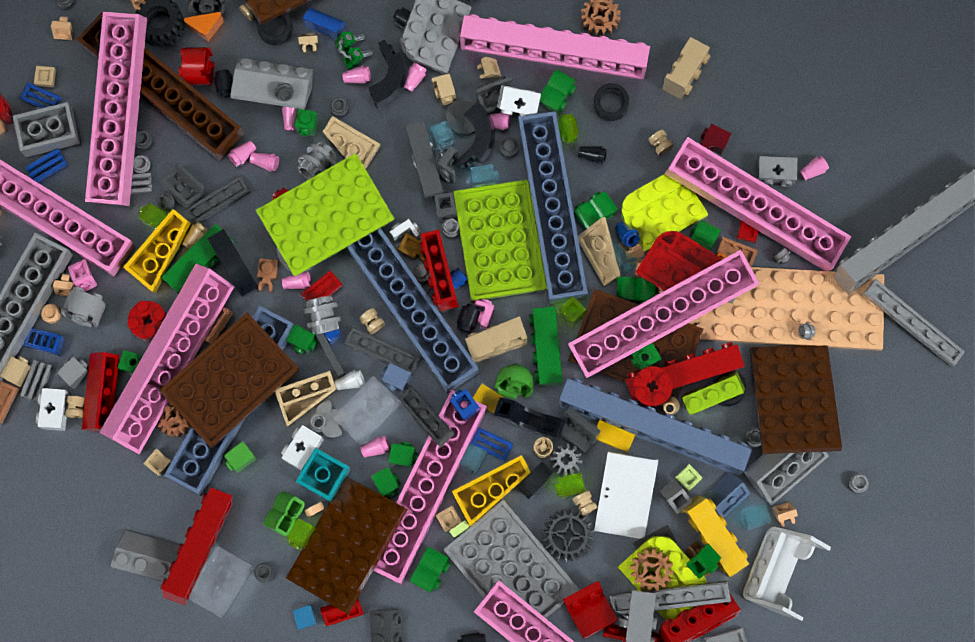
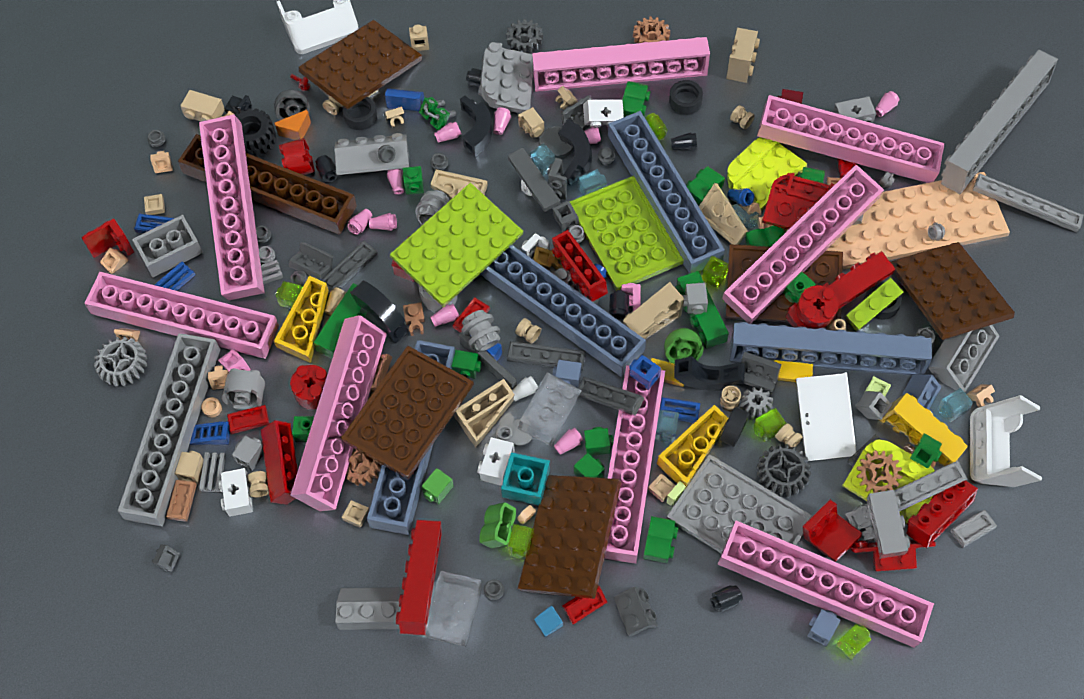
camera: 15 degrees left, 15 degrees down
(82, 337) = (248, 419): none -> red plate
(540, 339) = (695, 298): none -> light grey brick
(859, 483) = (1037, 350): light grey plate -> none

